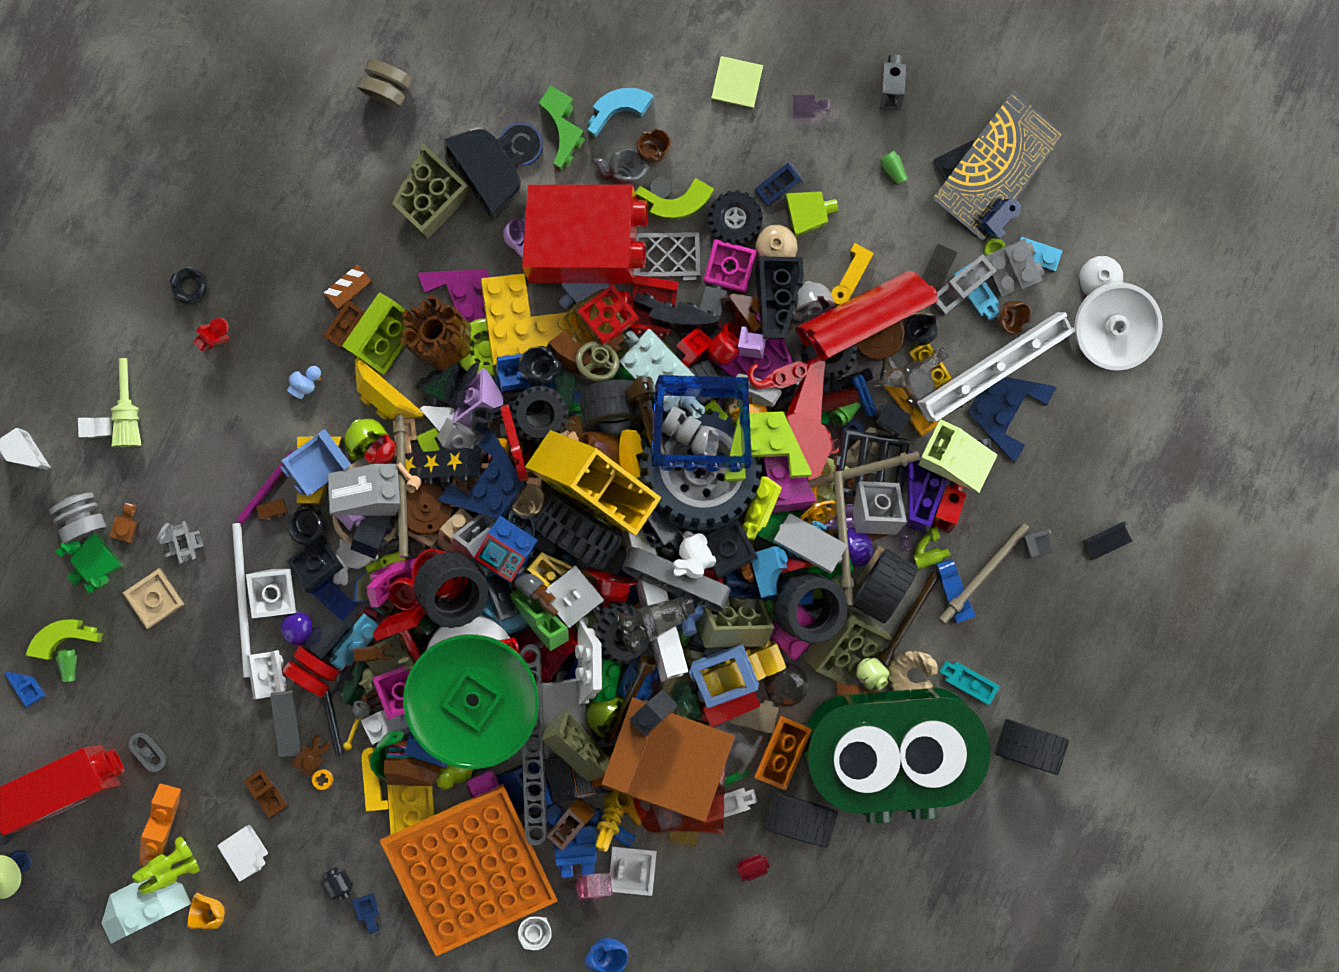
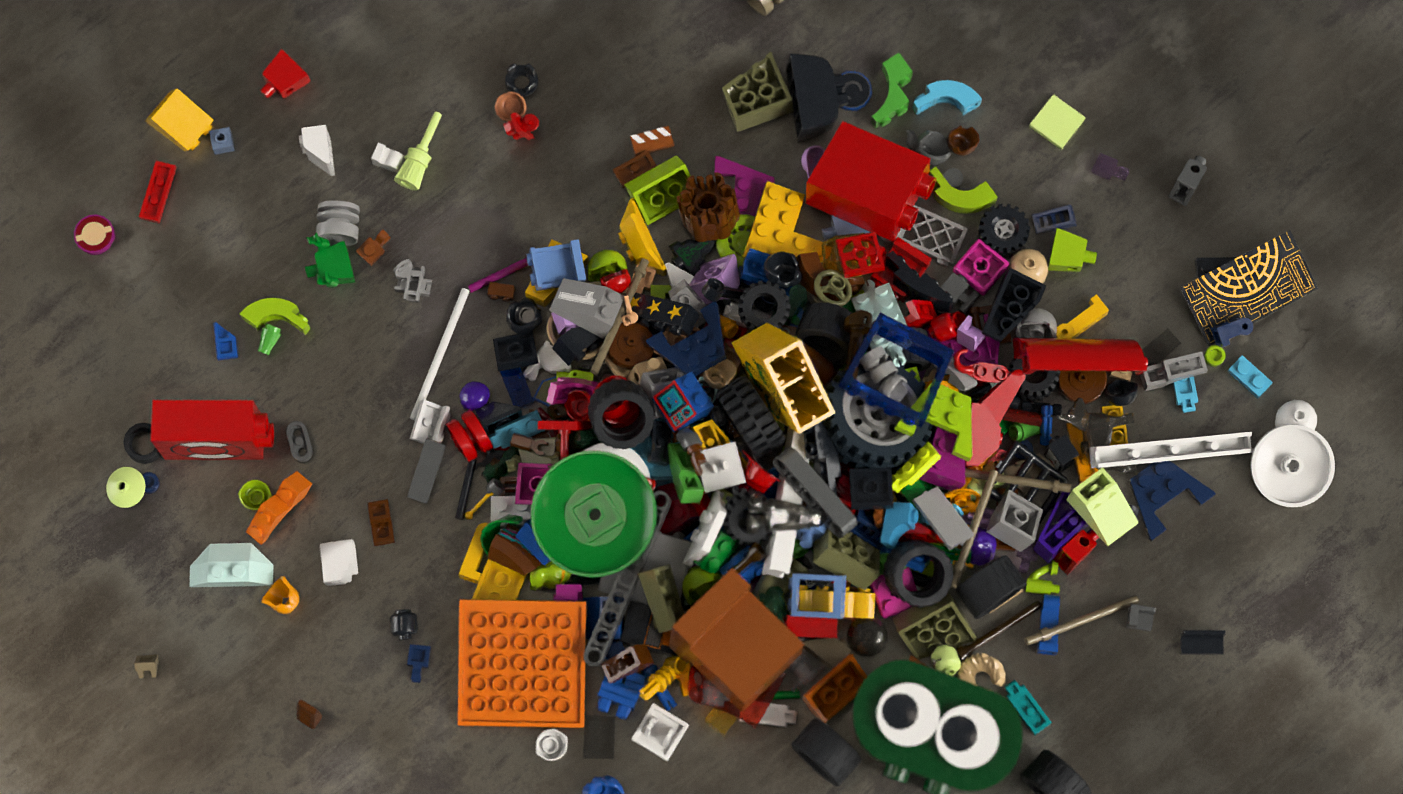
camera: 25 degrees right, 10 degrees down
(129, 826) = (254, 494): none -> lime hat
(153, 598) = (366, 319): tan tile -> none
(160, 869) = (262, 539): lime piece -> none
(190, 317) = (508, 104): none -> nougat hair
(271, 593) = (467, 356): white slope -> none
(303, 385) = (574, 200): light blue animal -> none
(309, 758) = (431, 510): reddish brown plate -> none
(319, 773) = (434, 539): light orange bush -> none
(462, 381) = (711, 257): black piece -> none
(514, 444) = (731, 318): red tile -> none
(594, 886) = (621, 728): clear pink brick -> none
(629, 447) = (828, 365): yellow slope -> none
(653, 713) = (743, 587): black slope -> none
(694, 556) = (839, 479): white animal -> none
(738, 308) = (972, 301): reddish brown slope -> none
(753, 867) = (765, 777): dark red brick -> none
(893, 166) = (1158, 248): bright green cone -> none
(1013, 316) = (1205, 417): reddish brown hair -> none
(1015, 267) = (1225, 376): light grey plate -> none

